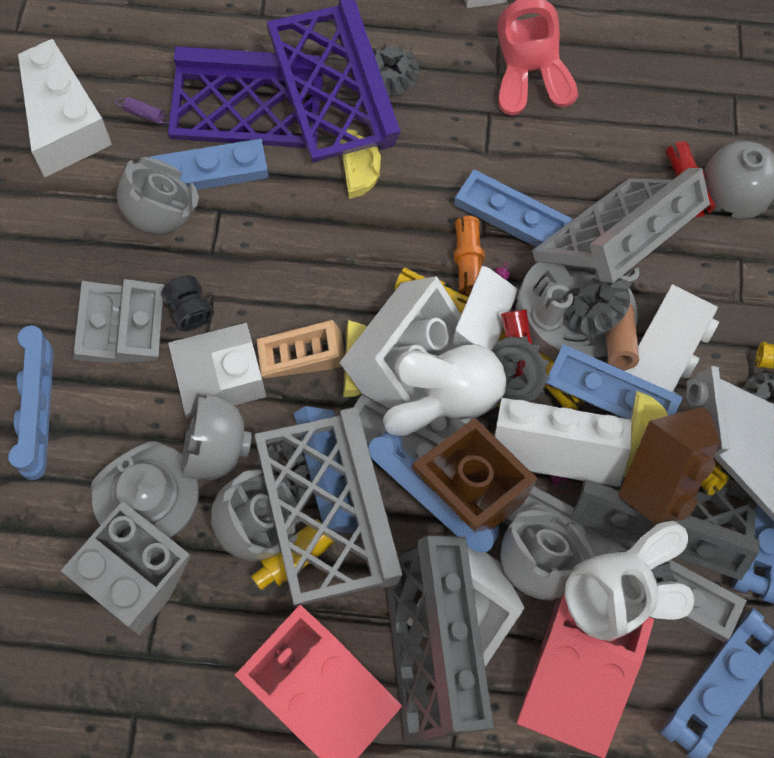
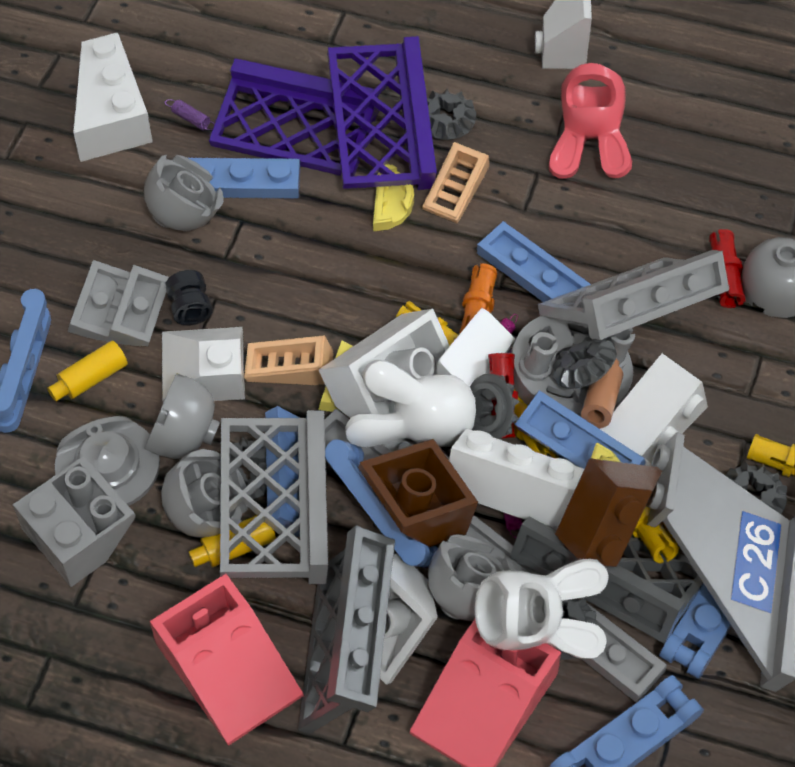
camera: 15 degrees right, 10 degrees down
(104, 400) = (88, 371): none -> yellow cylinder
(422, 110) = (465, 157): none -> light nougat slope

